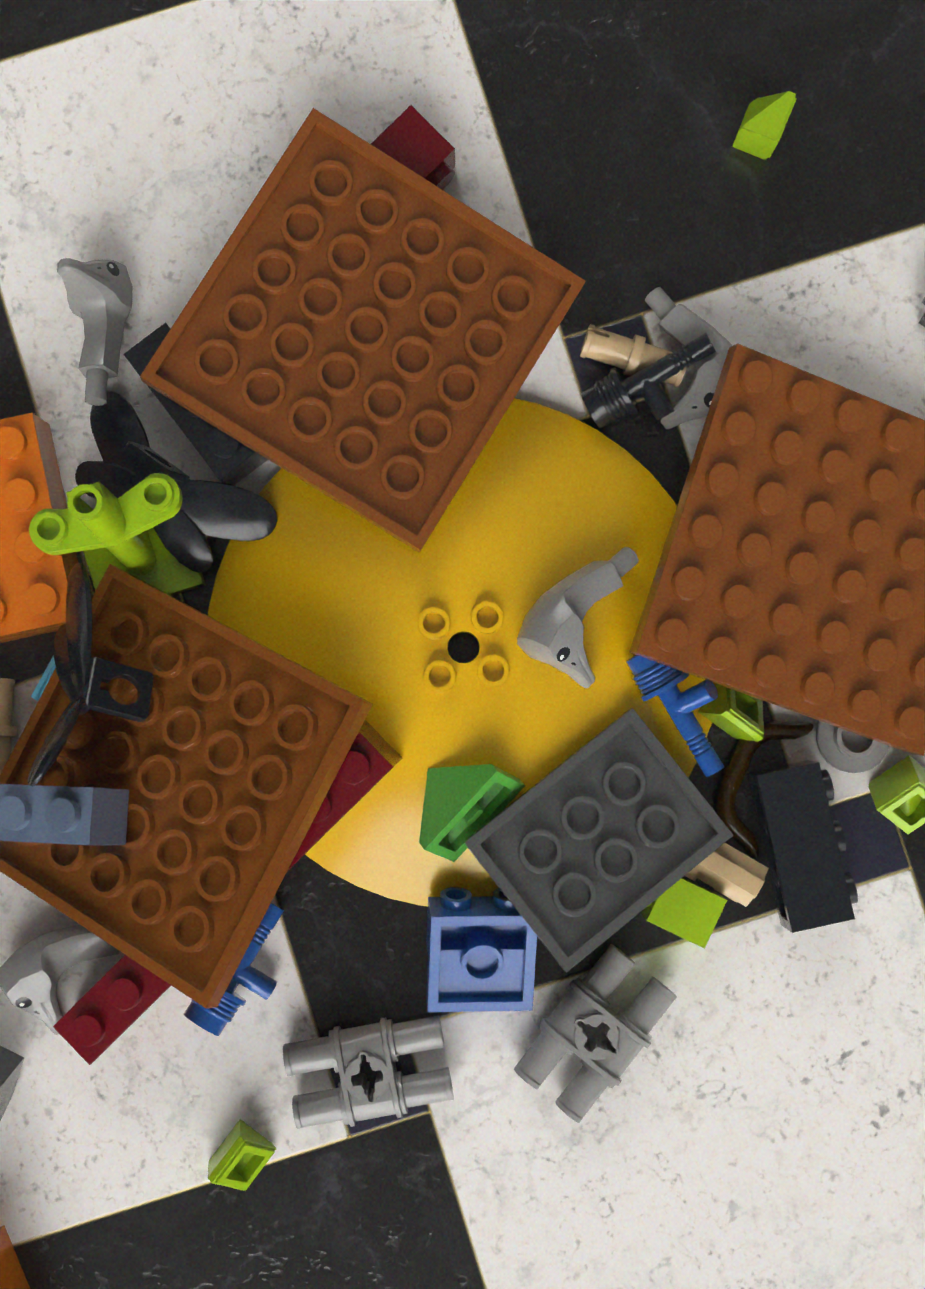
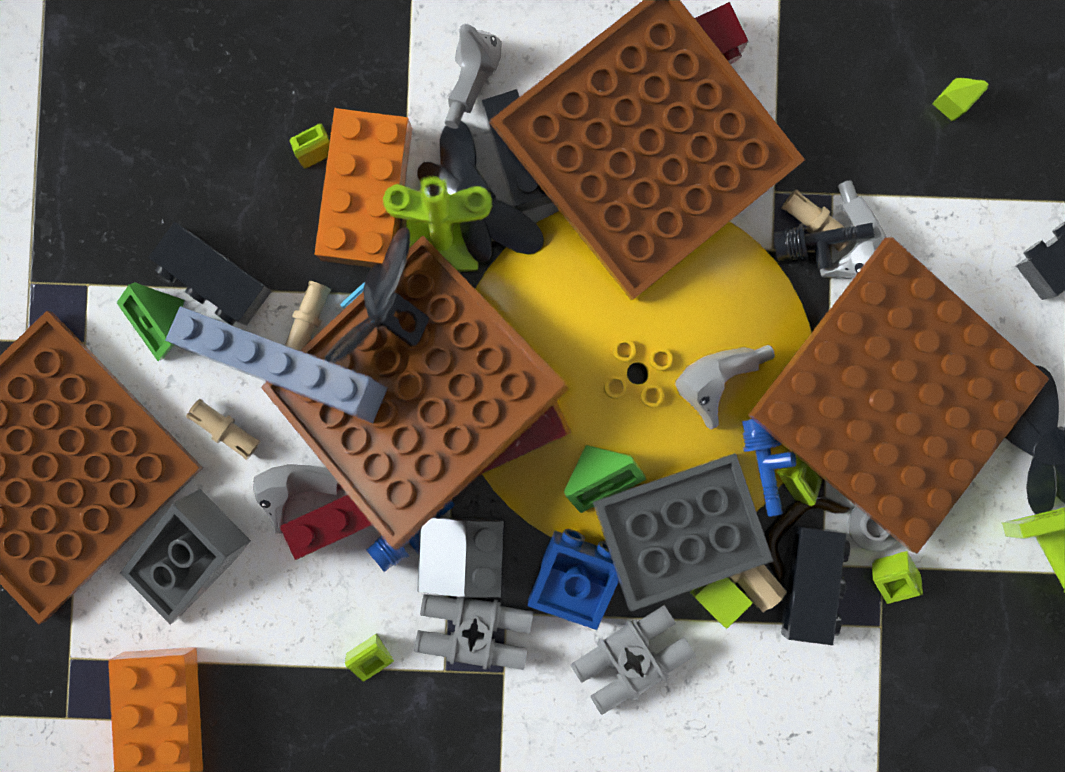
camera: 20 degrees right, 0 degrees up
(313, 978) = (461, 557): none -> slope

